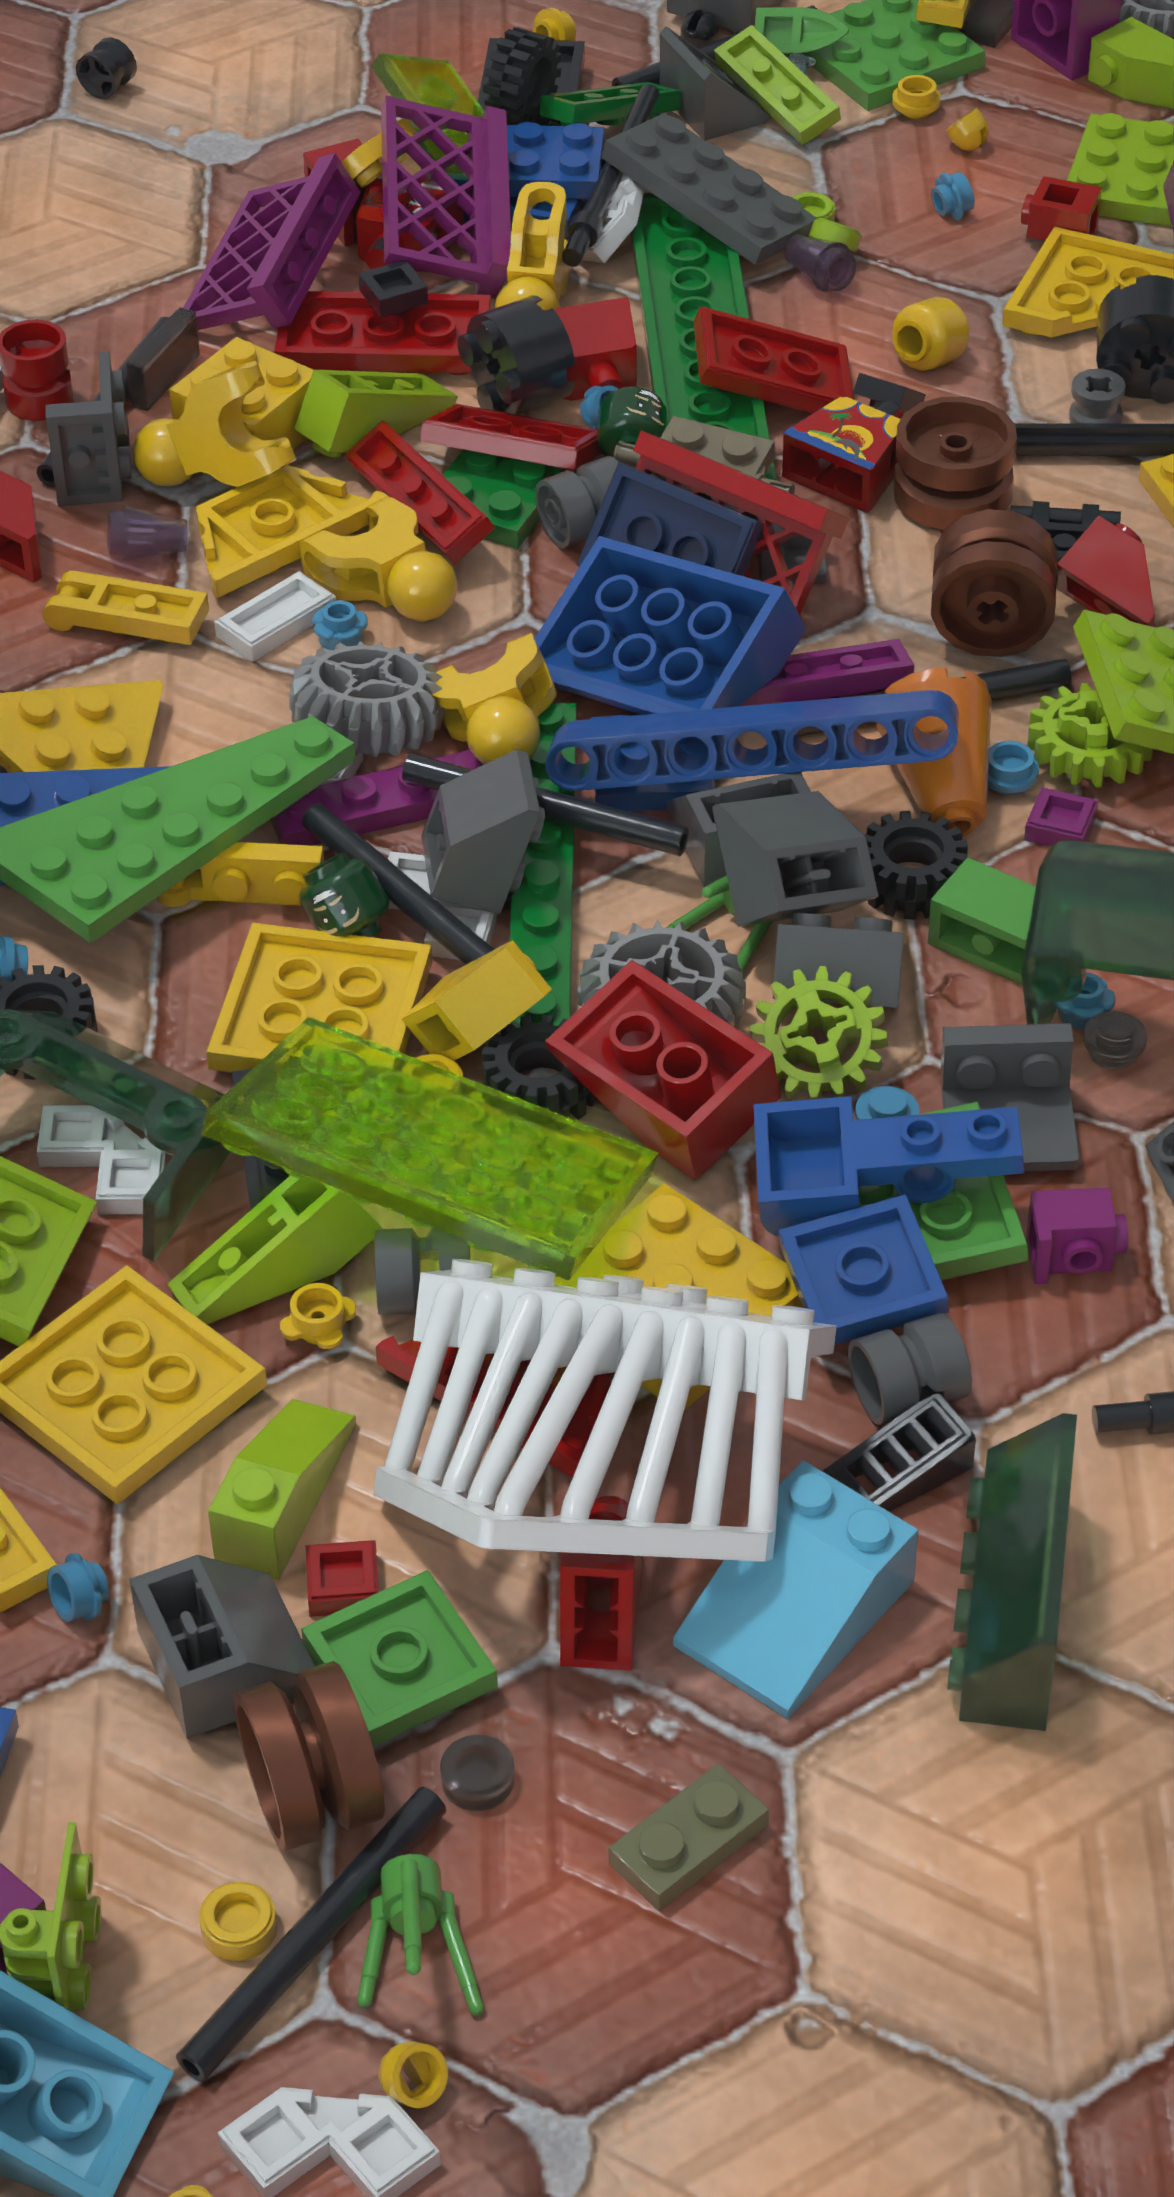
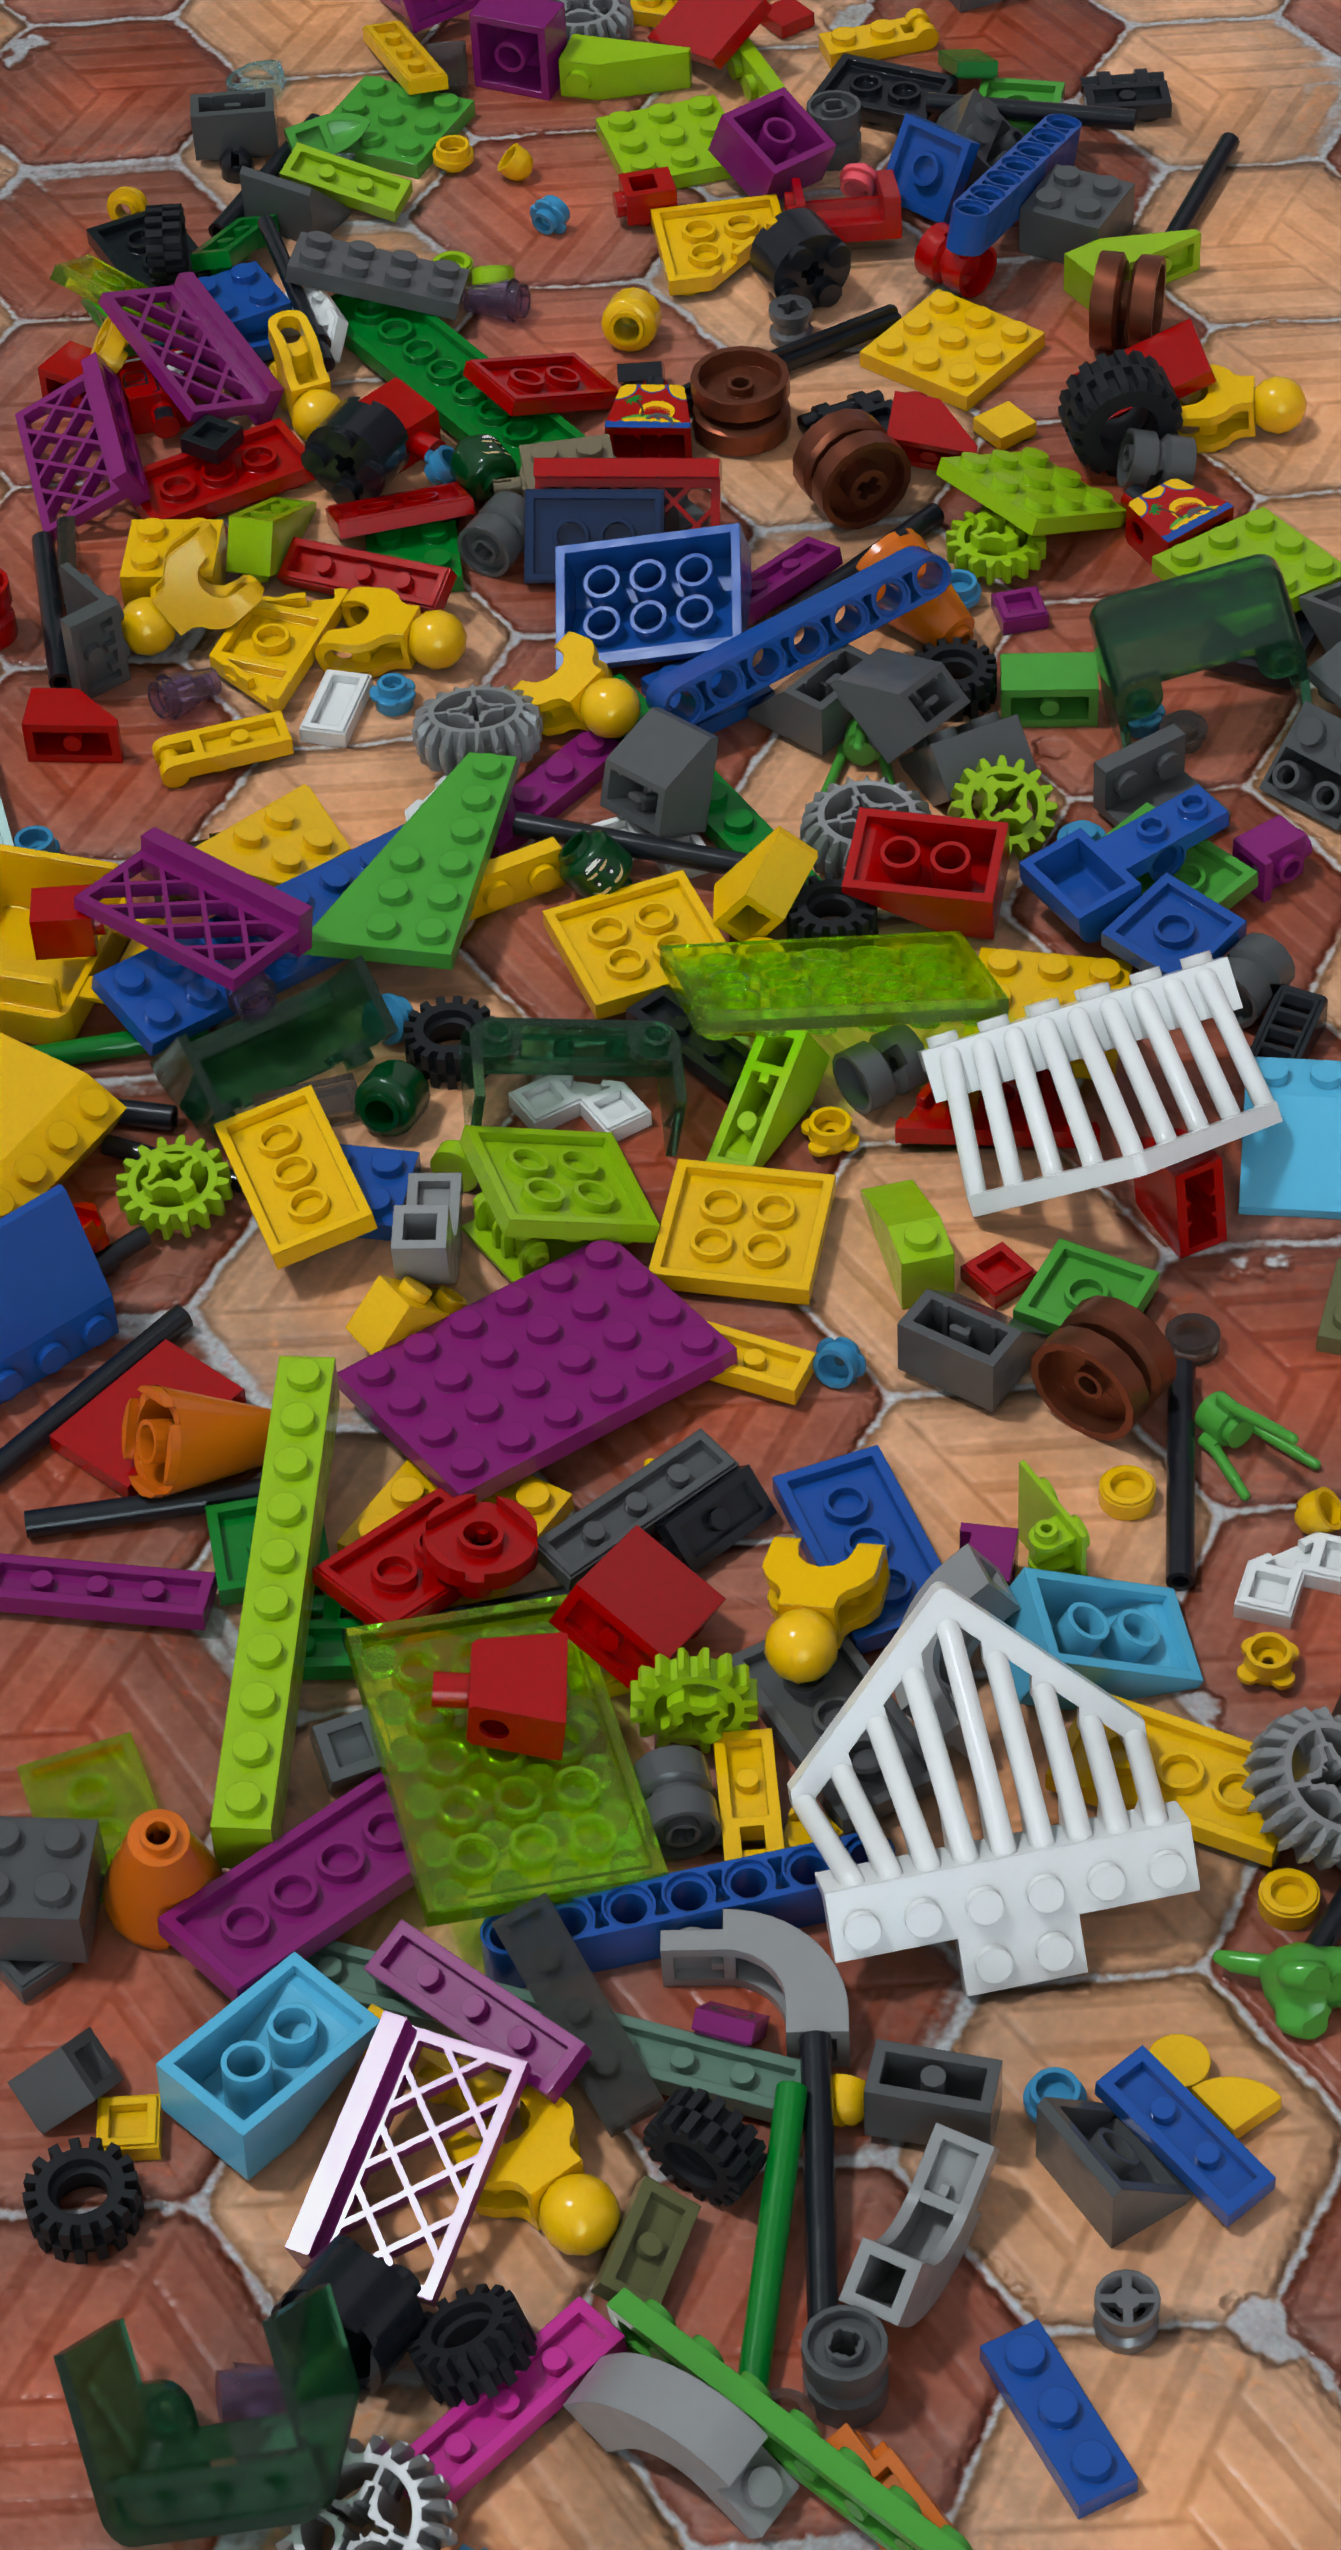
camera: 30 degrees left, 0 degrees up
(567, 809) = (730, 737): black piece -> none

